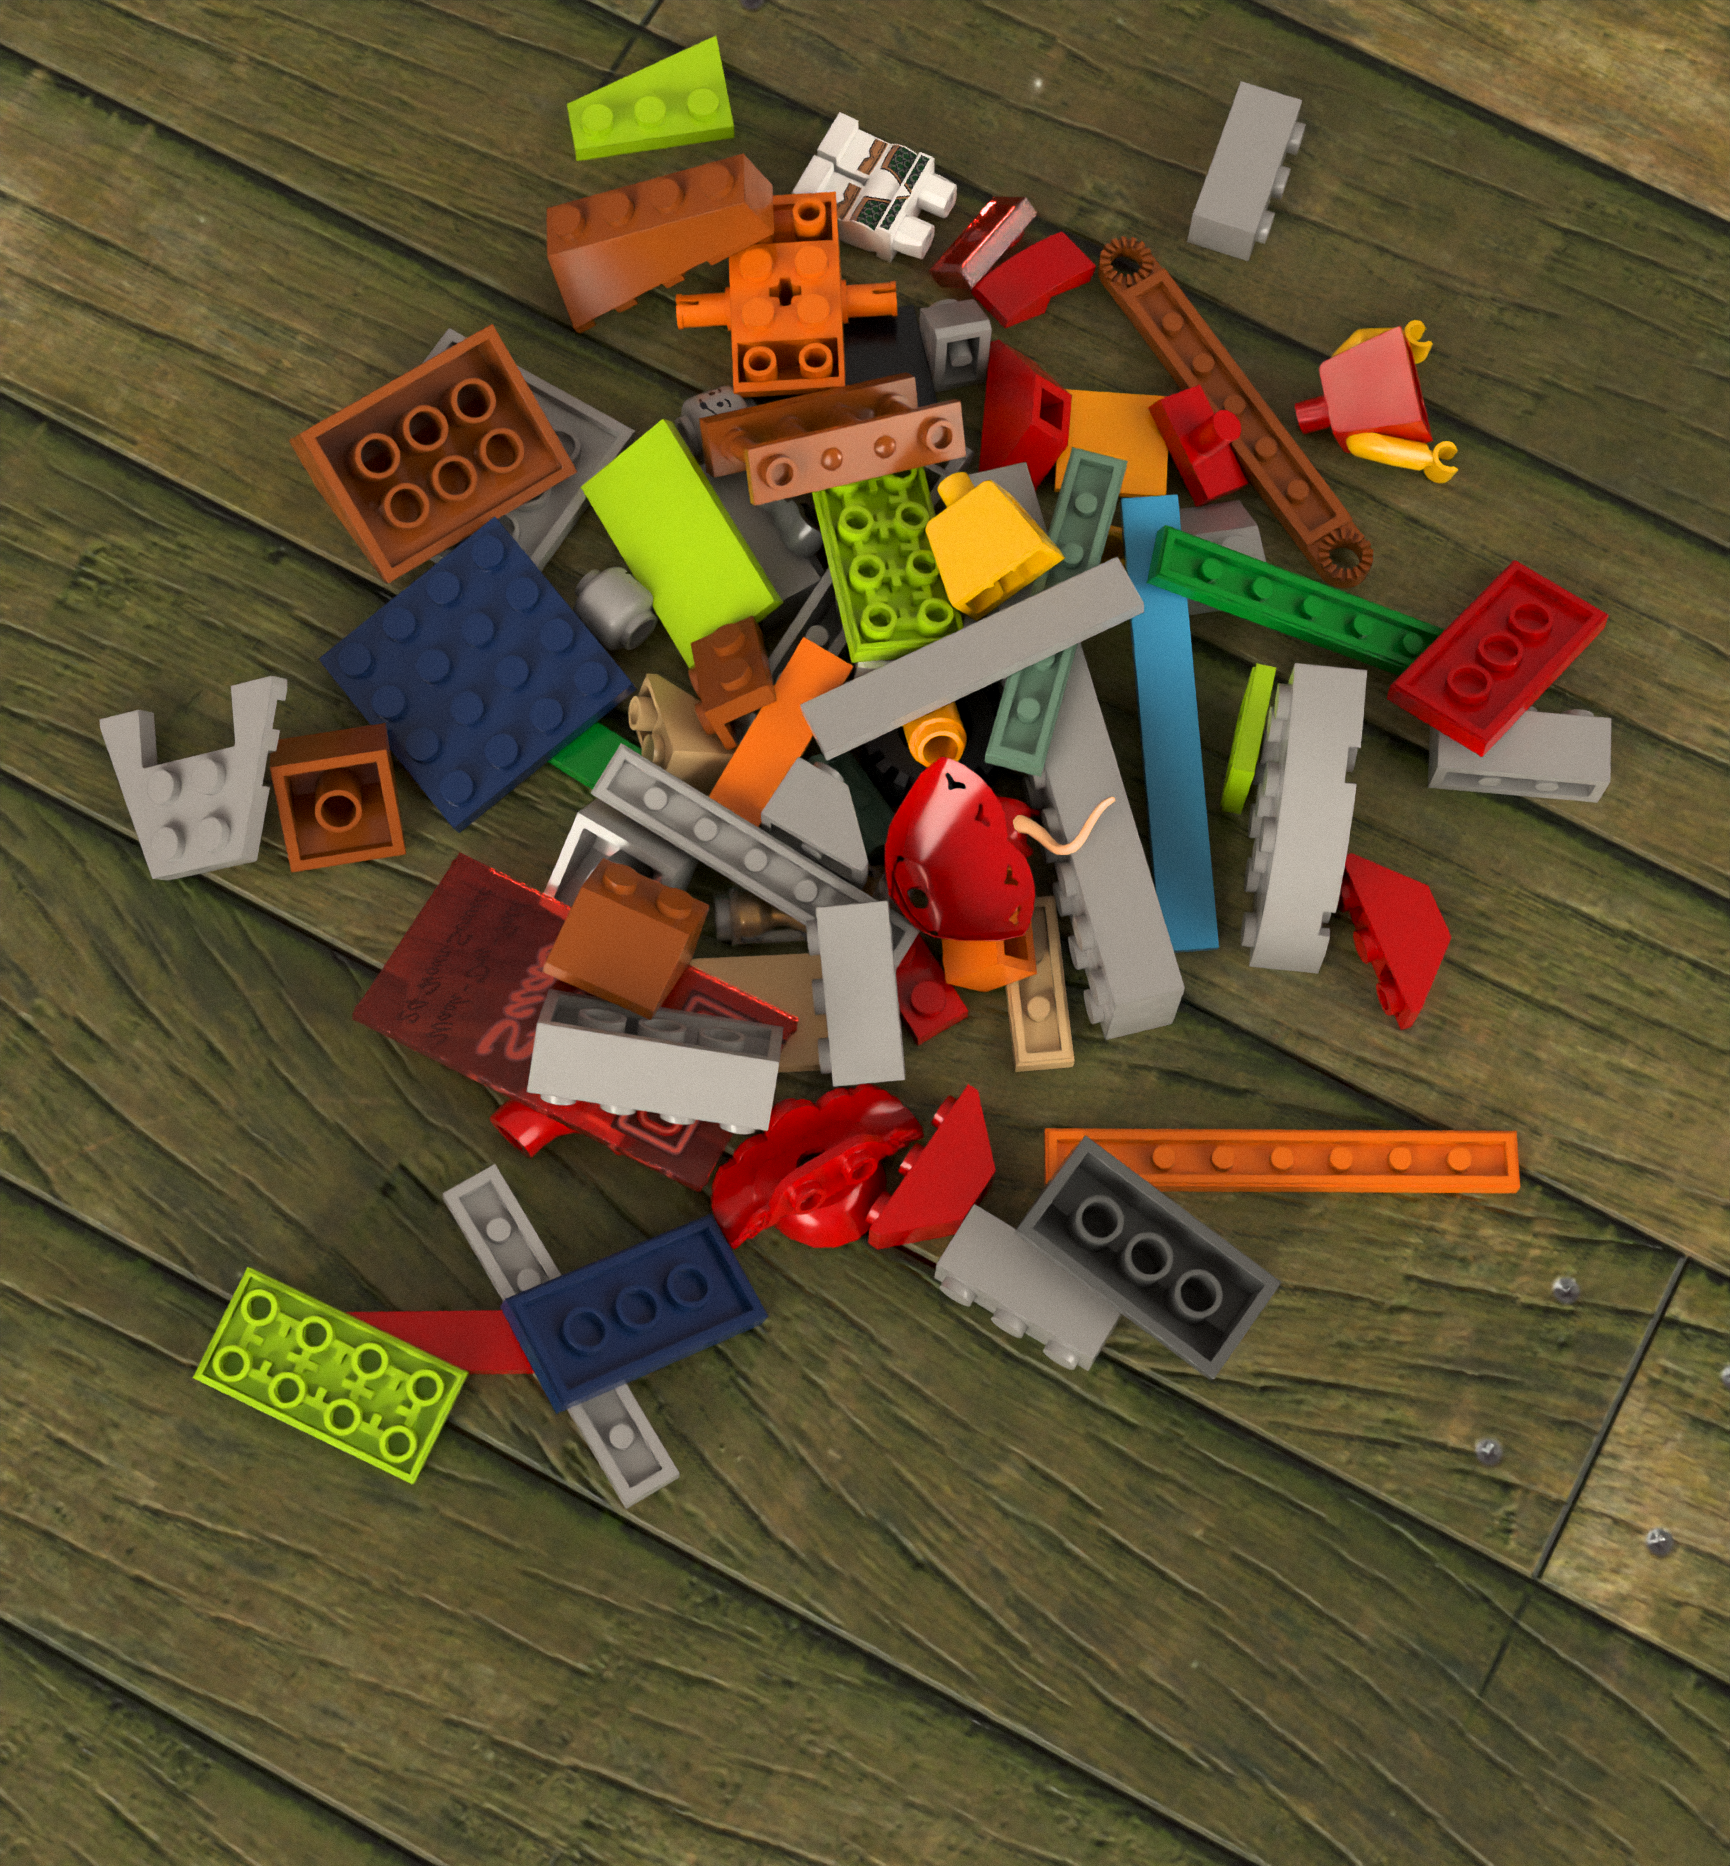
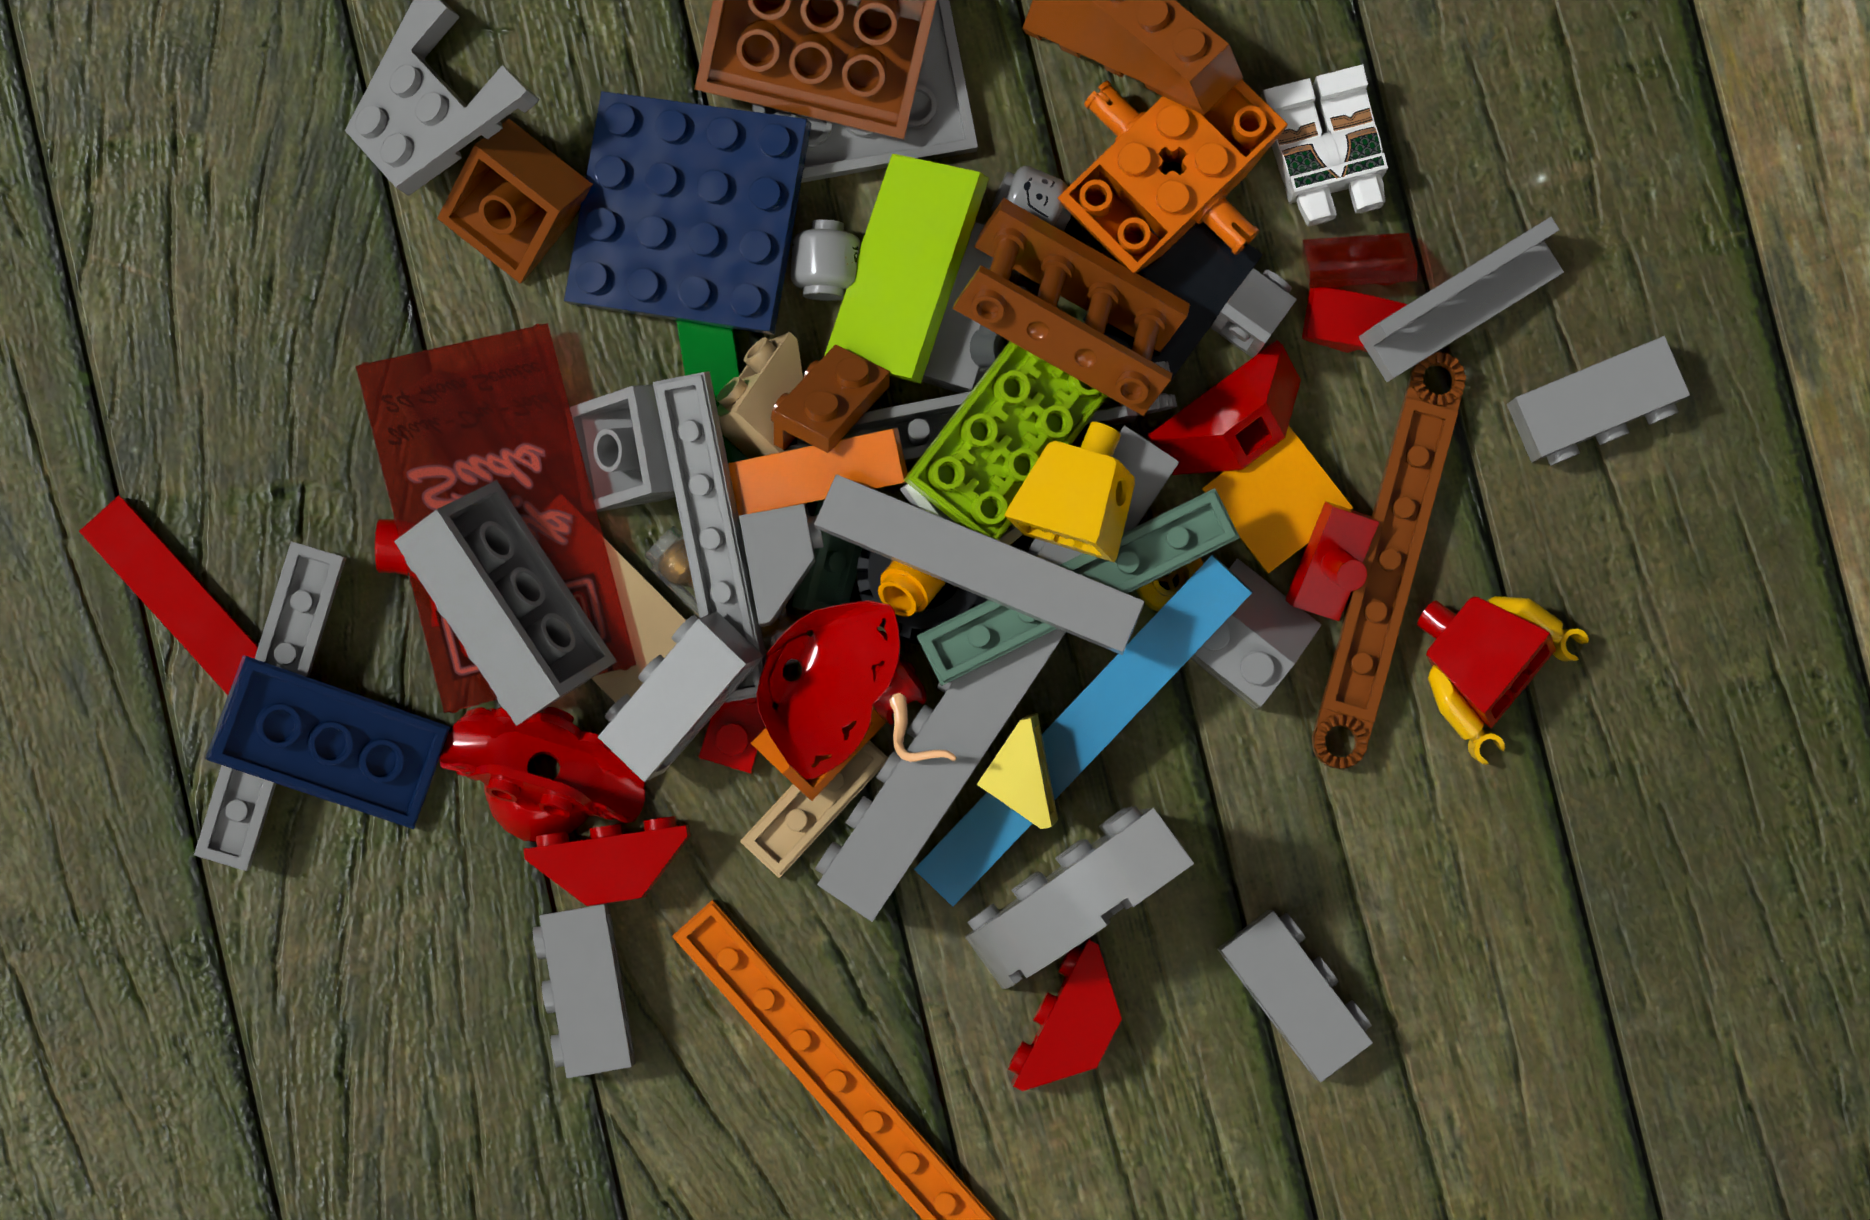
camera: 45 degrees right, 15 degrees up
(331, 1375) = (113, 578): lime tile -> none
(627, 938) = (570, 504): dark orange slope -> none
(1084, 196) = (1463, 302): none -> light grey fence
(1147, 1257) = (662, 1055): dark grey slope -> none
(1164, 787) = (1022, 776): none -> light yellow slope
(1247, 738) = (1121, 797): lime tile -> none
(1287, 602) = (1258, 754): green tile -> none
(1497, 658) = (1351, 921): red tile -> none

